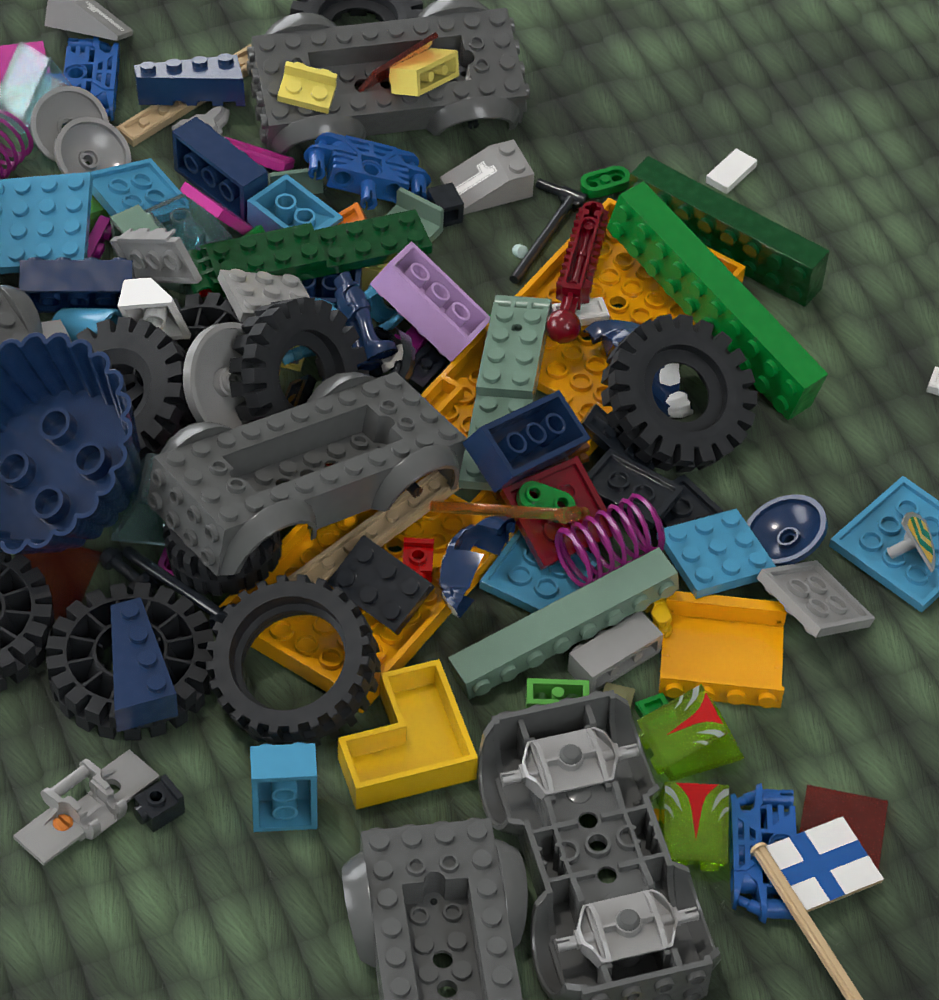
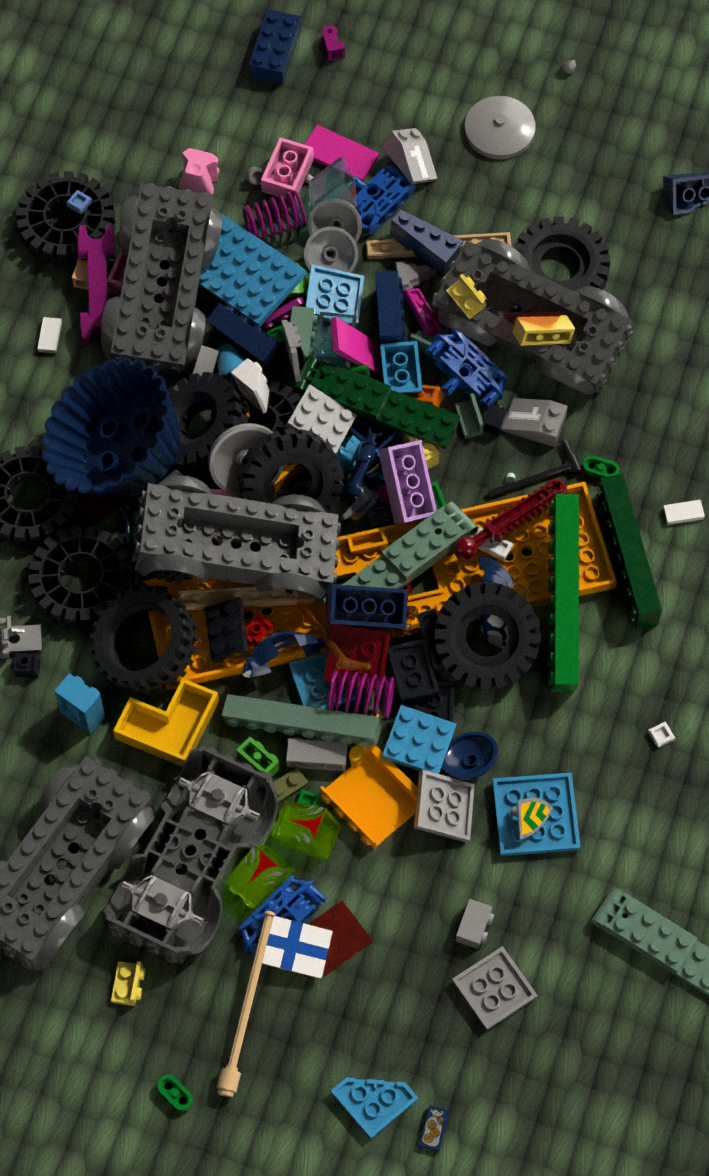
camera: 45 degrees right, 15 degrees up
(139, 672) = (66, 590): dark blue wedge -> none
(546, 495) = (350, 645): green plate -> none

